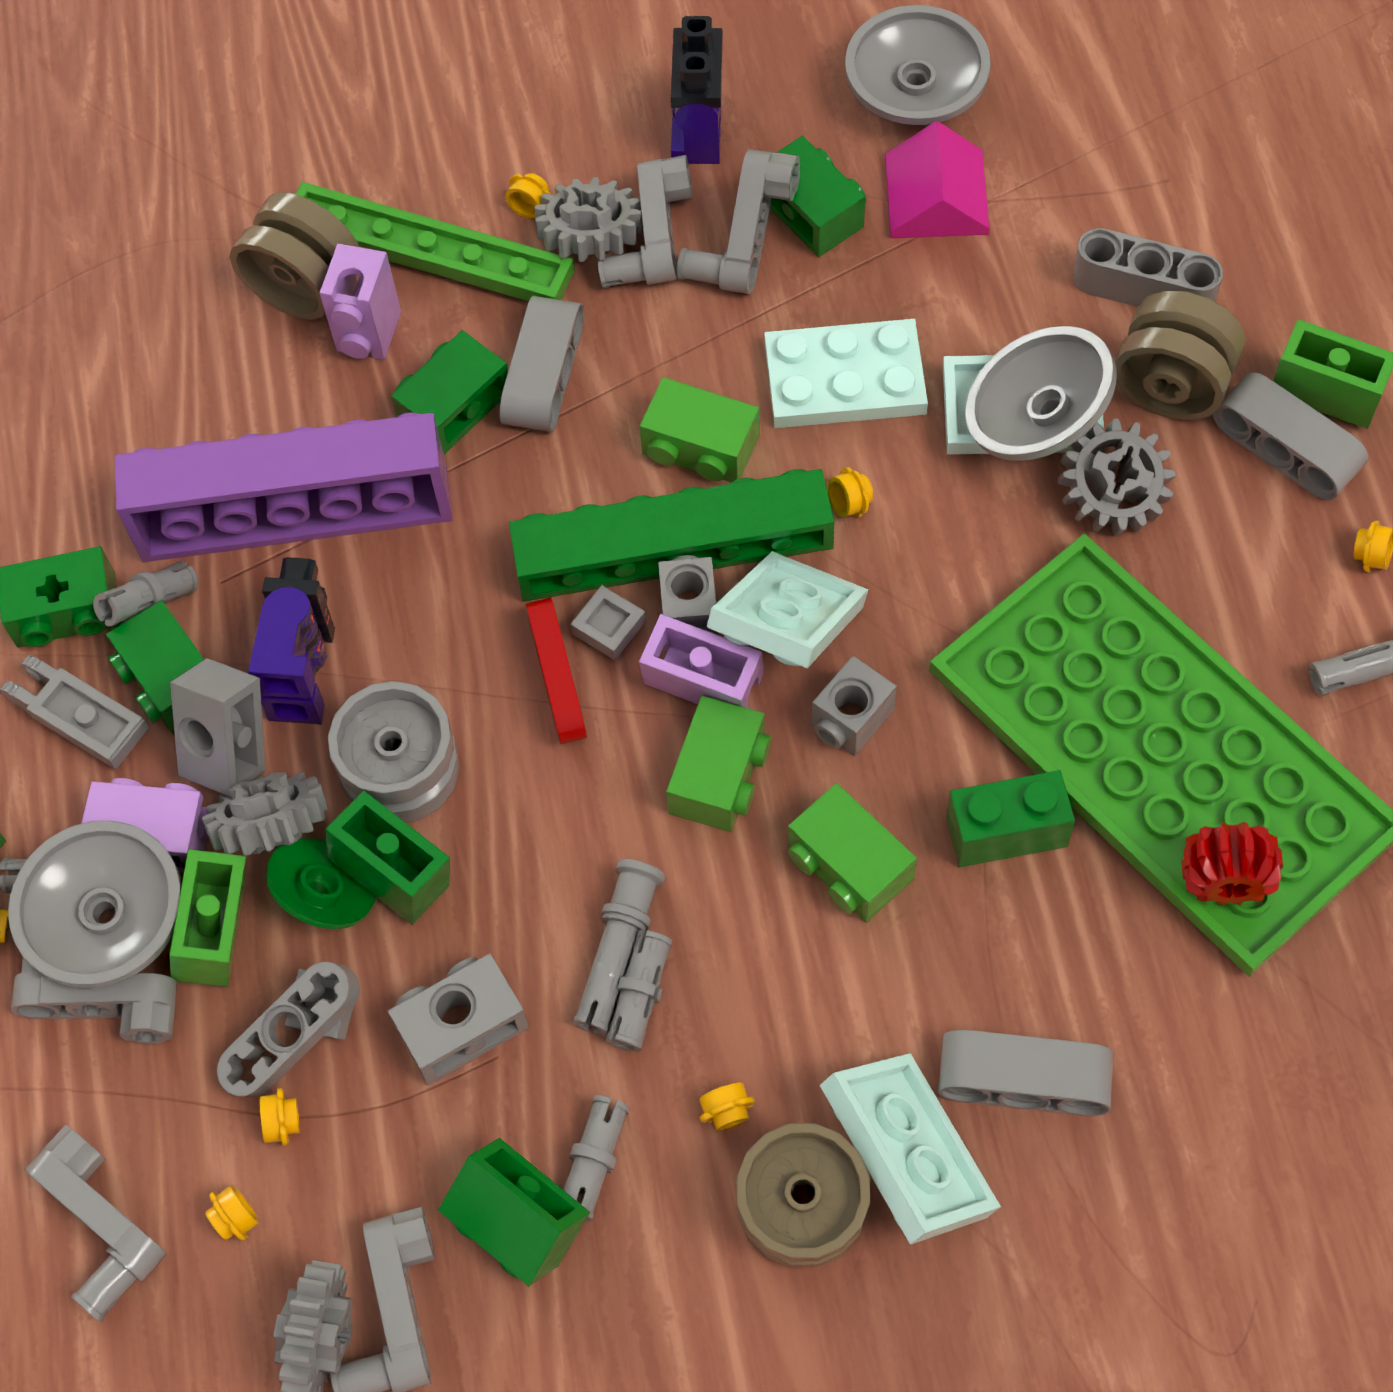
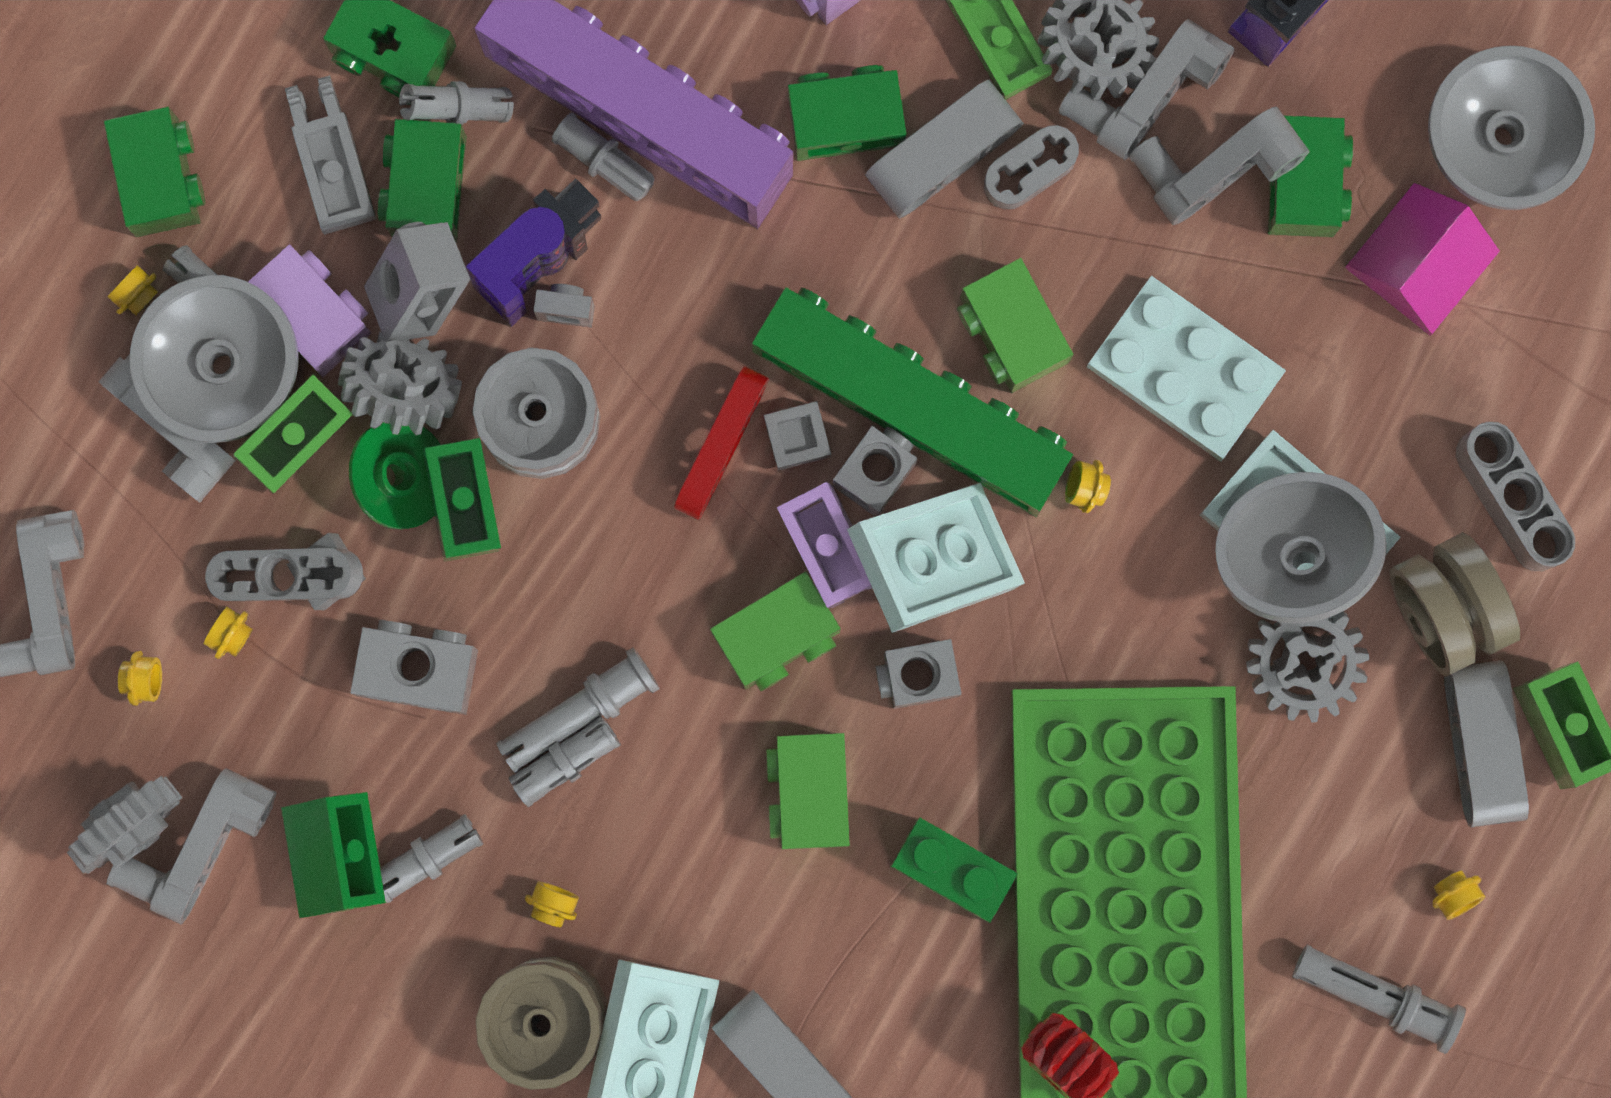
camera: 35 degrees right, 20 degrees up
(268, 555) = (603, 157): none -> light grey axle
(351, 670) = (564, 306): none -> light grey plate
(605, 331) = (1023, 157): none -> light grey beam

